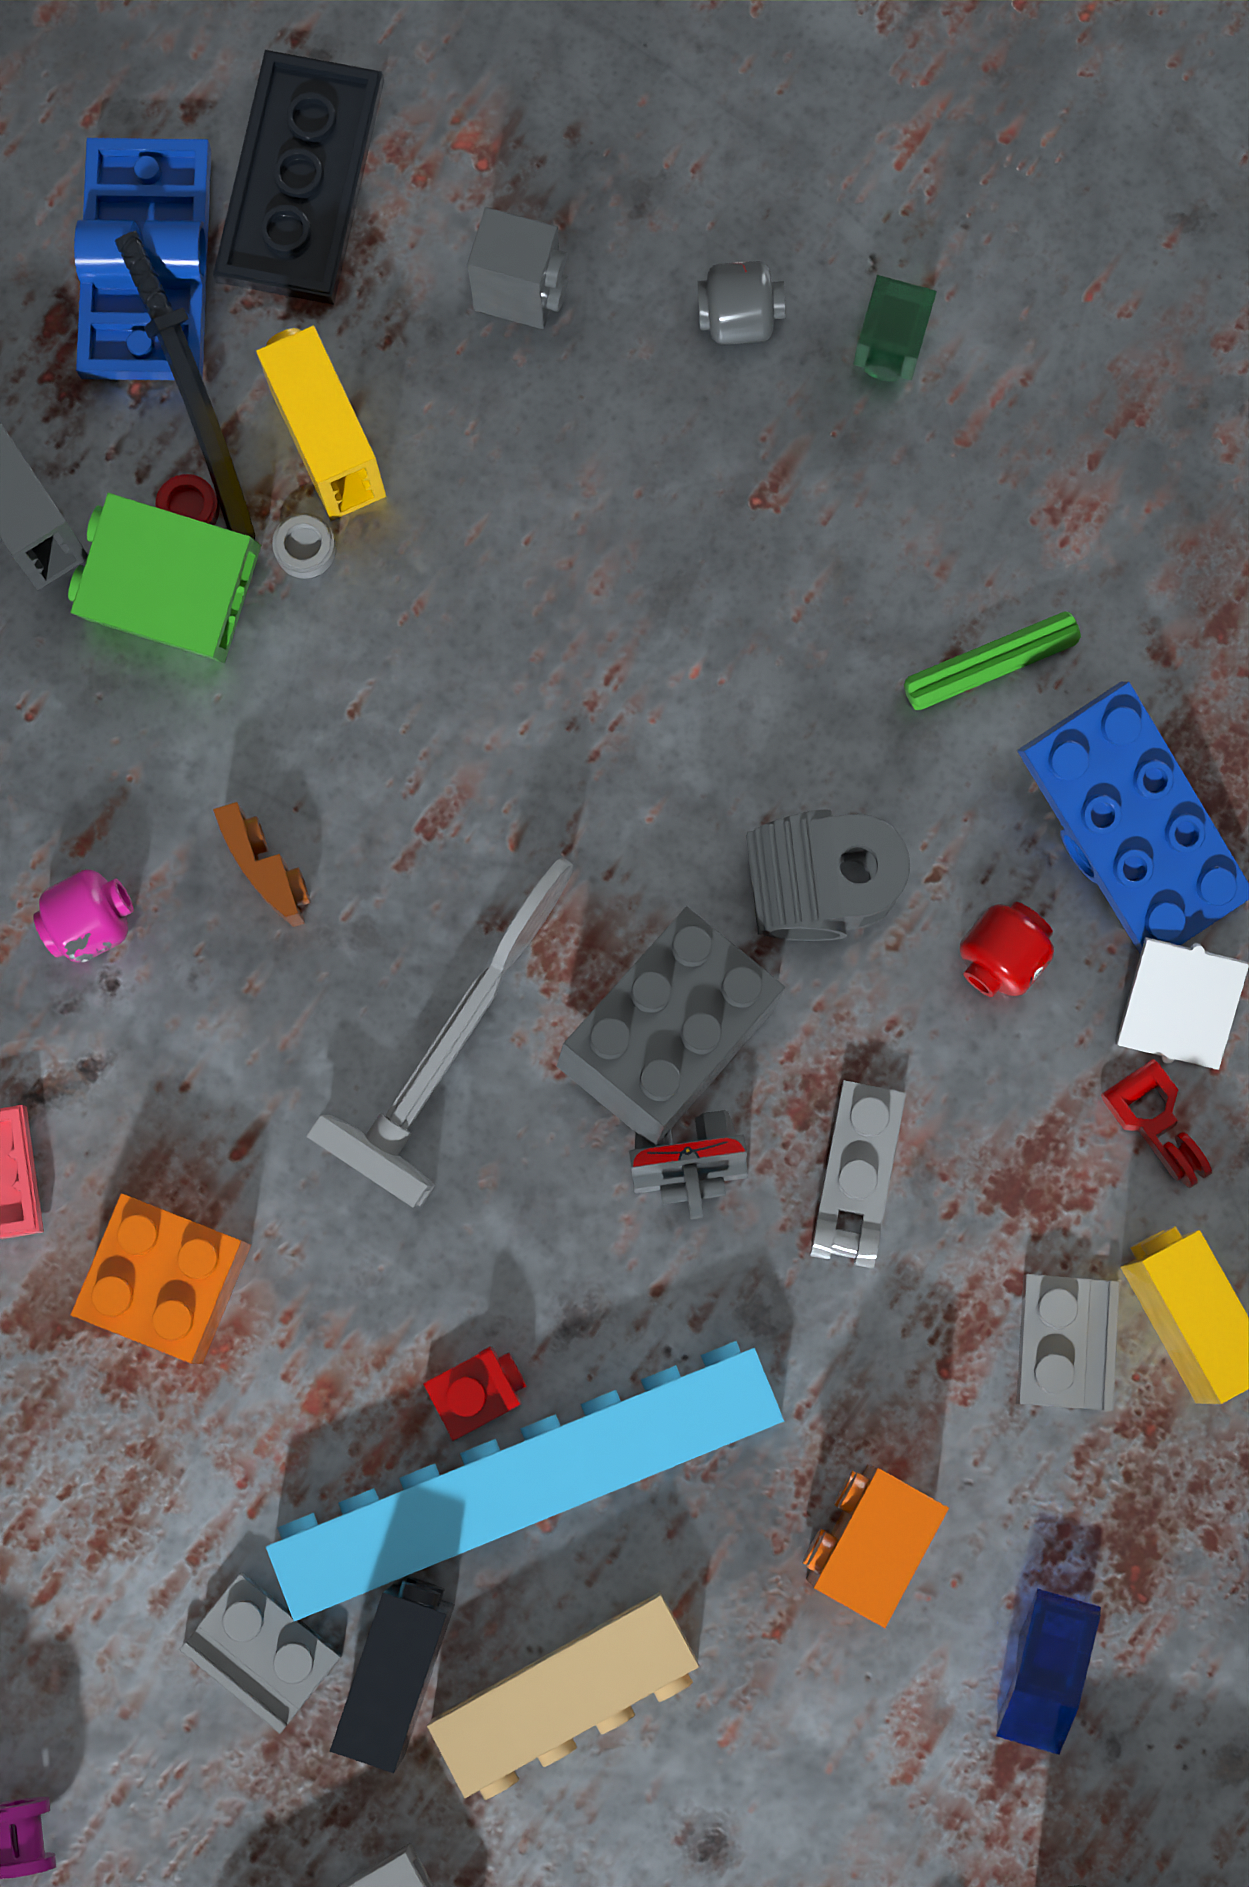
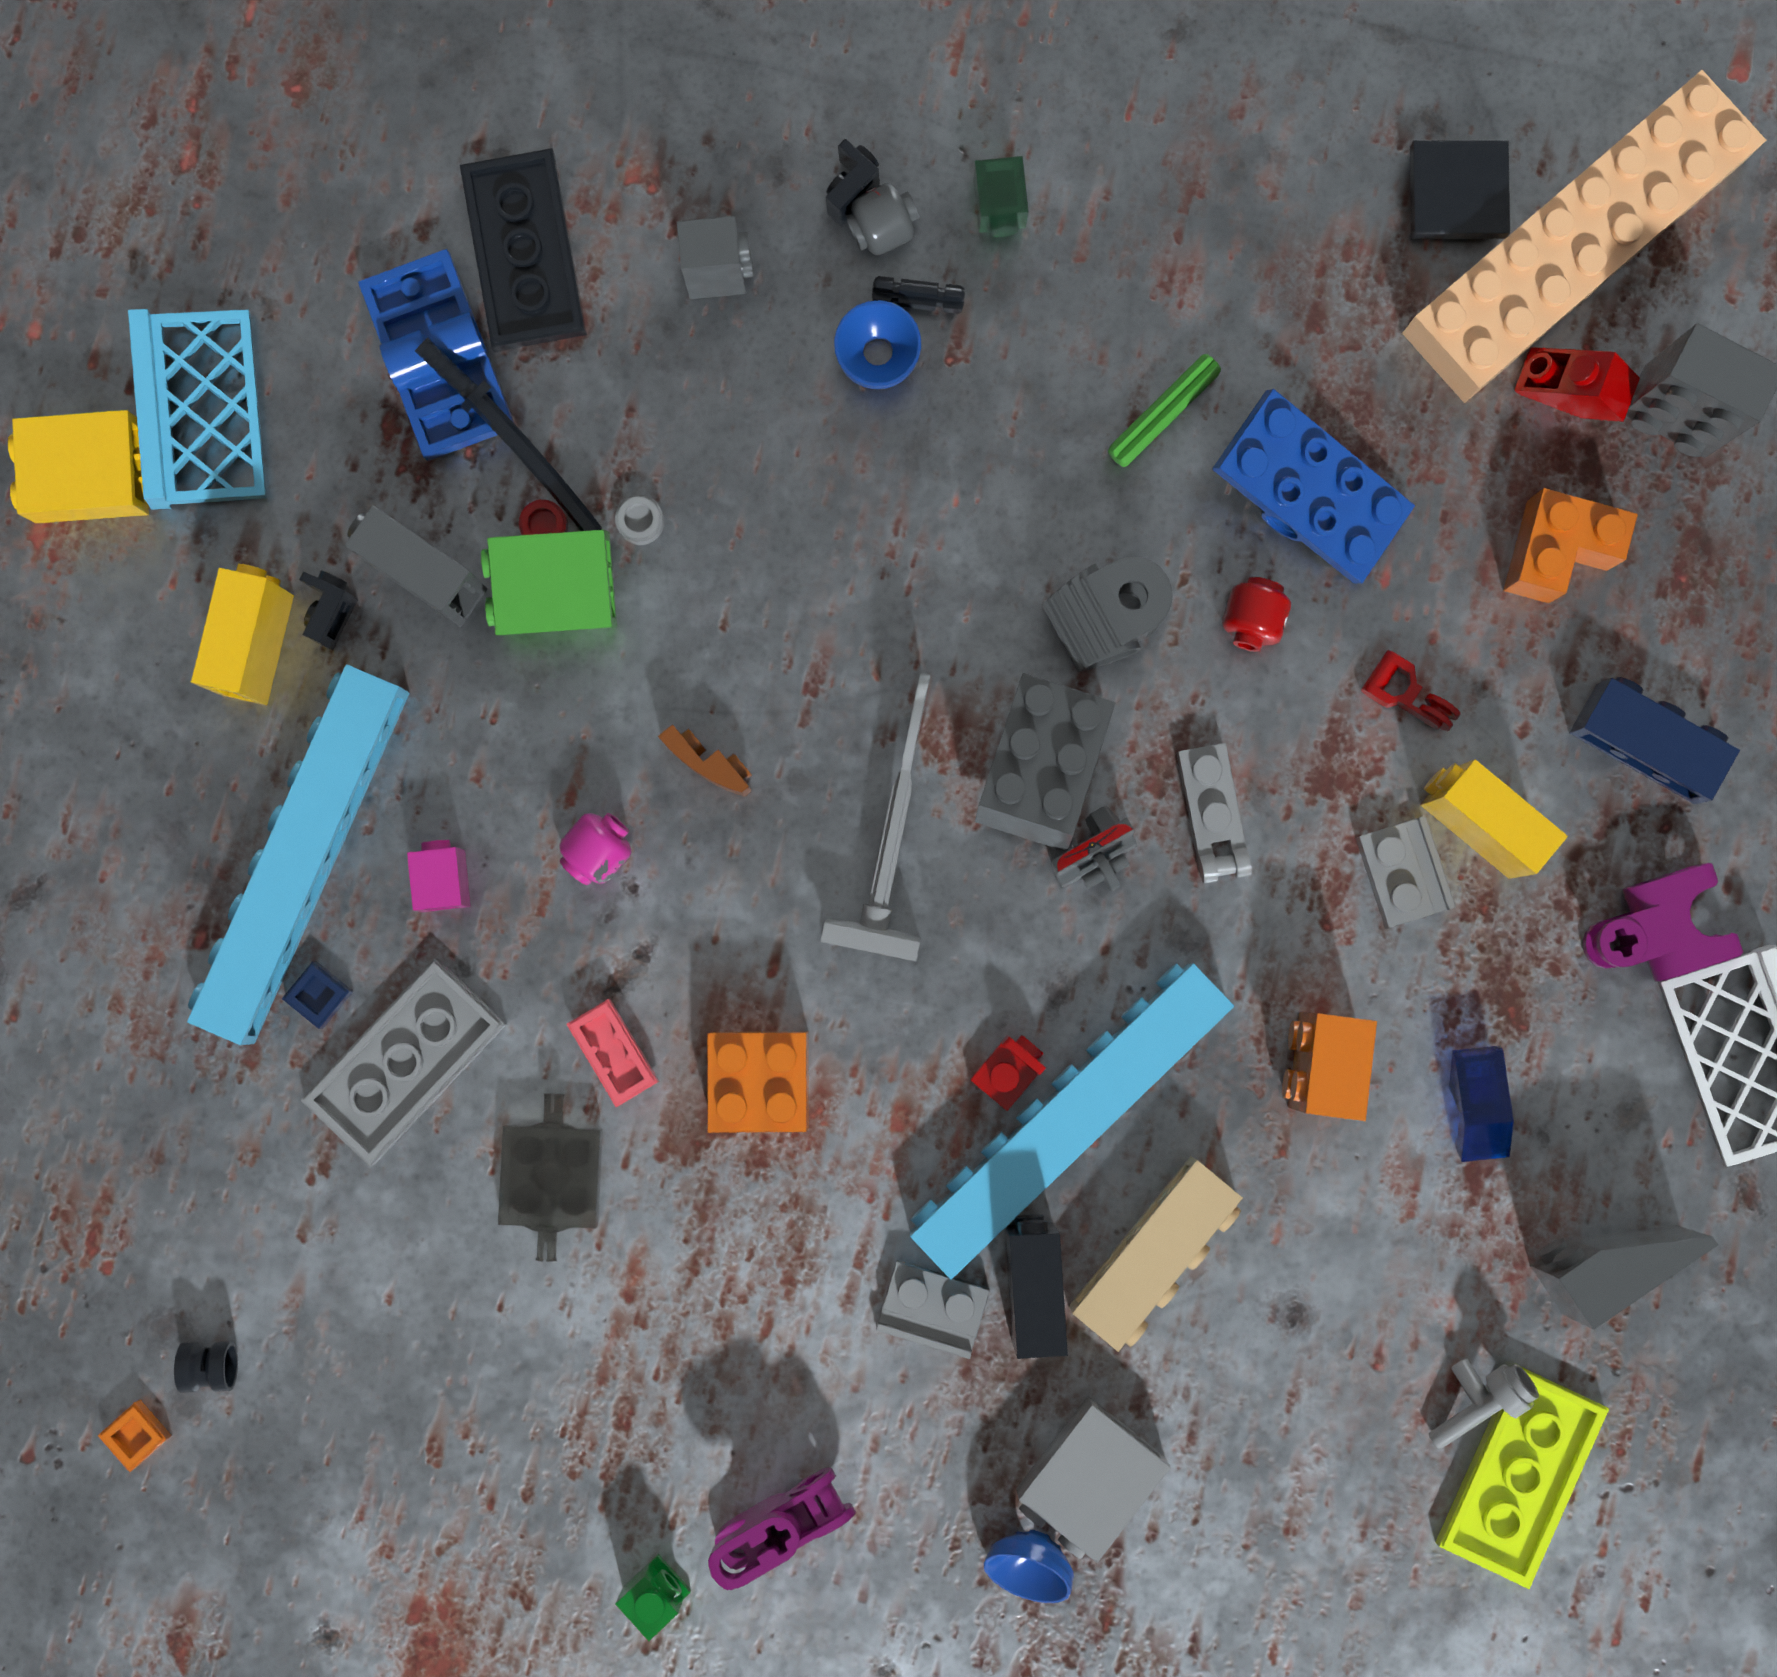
camera: 20 degrees left, 5 degrees up
(321, 421) = (618, 424): yellow brick -> none
(680, 420) = (877, 322): none -> blue piece
(730, 245) = (860, 179): none -> black bracket
(748, 408) = (919, 294): none -> black axle
(1182, 1003) = (1393, 603): white piece -> none

